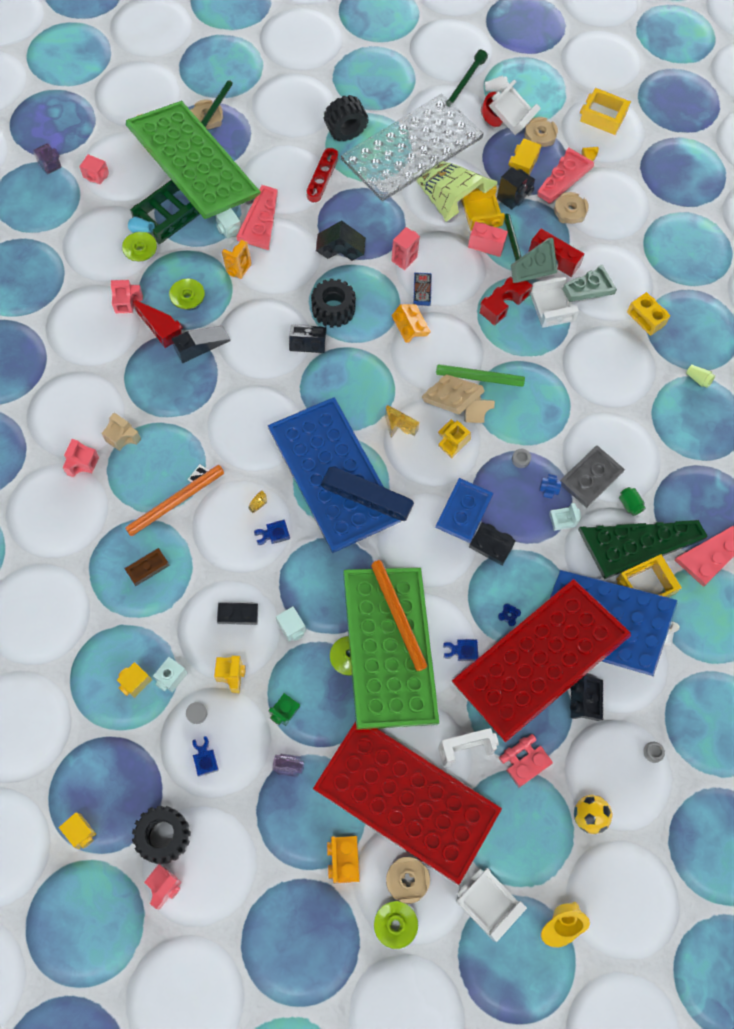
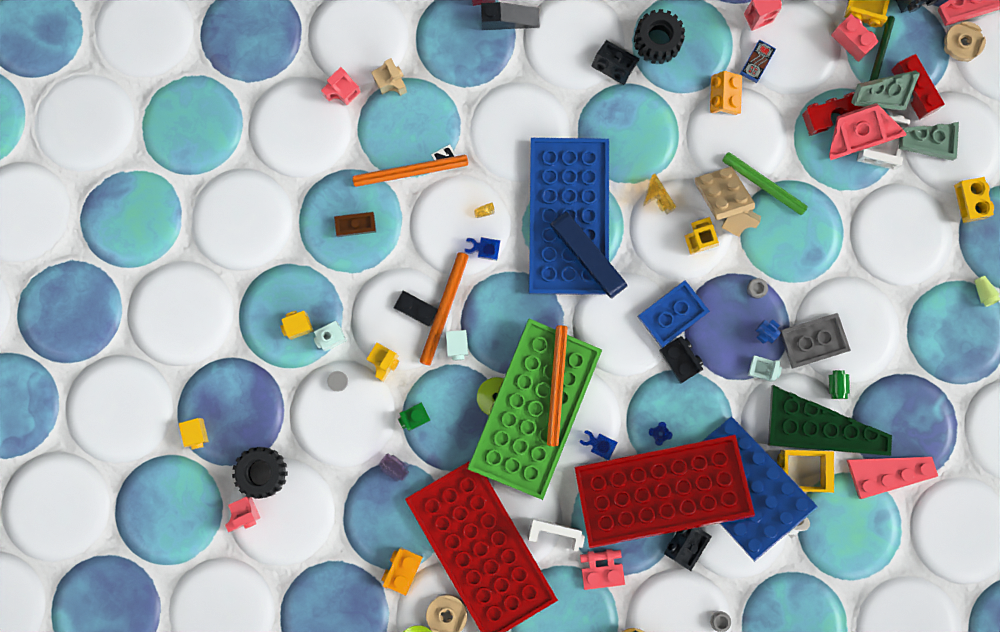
camera: 30 degrees right, 15 degrees up
(205, 760) = (326, 428): clear blue plate -> none
(263, 602) = (444, 308): none -> orange axle
(533, 299) = (863, 130): none -> coral wing

